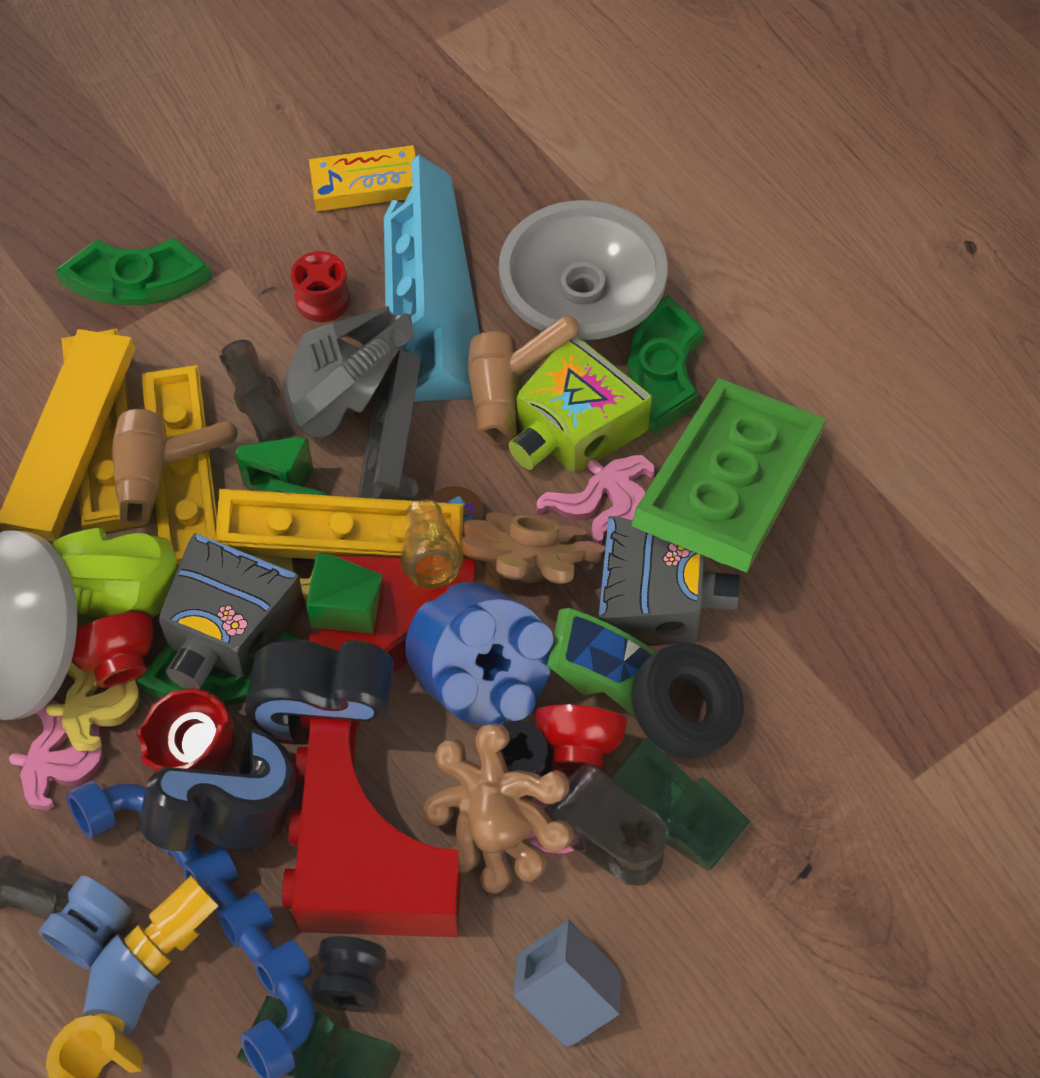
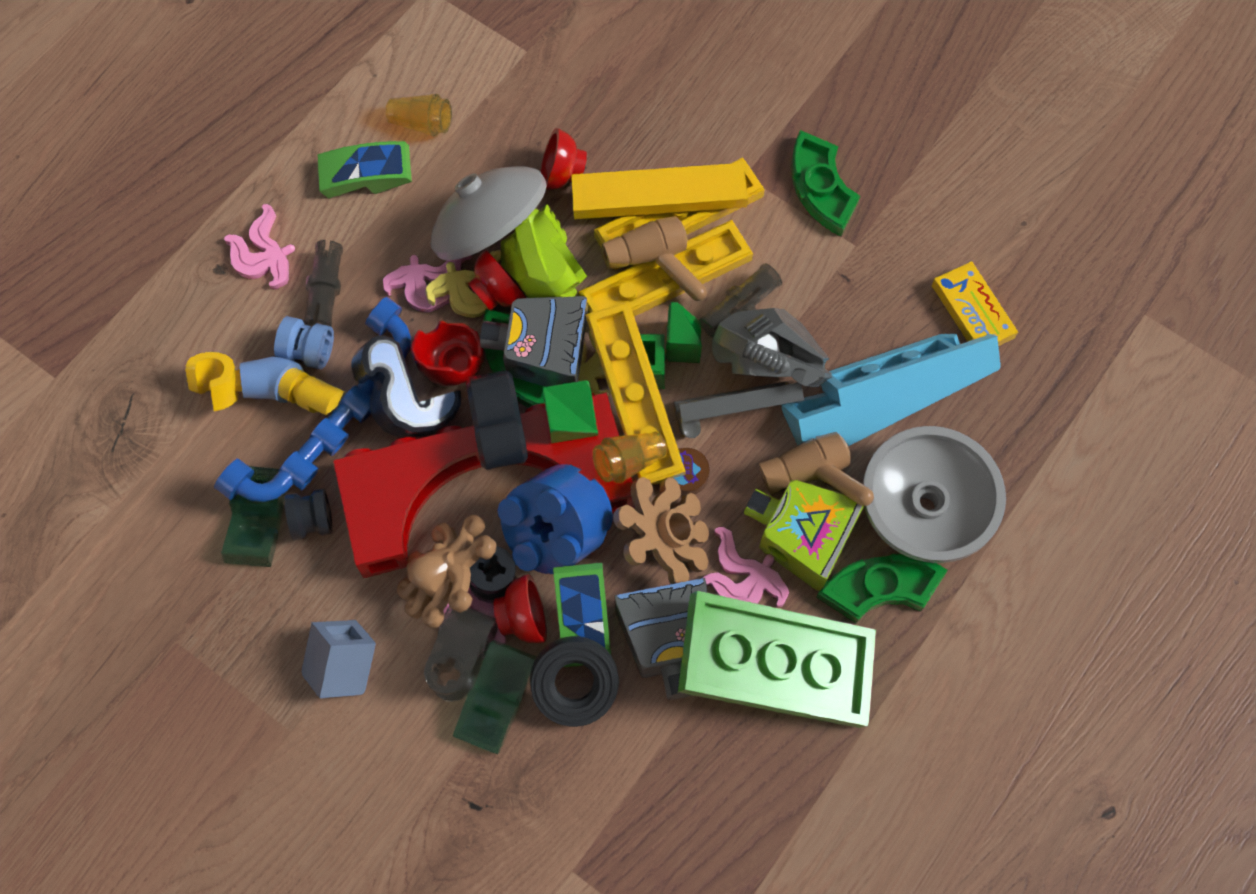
camera: 70 degrees right, 10 degrees up
(328, 278) = (857, 300): red wheel -> none

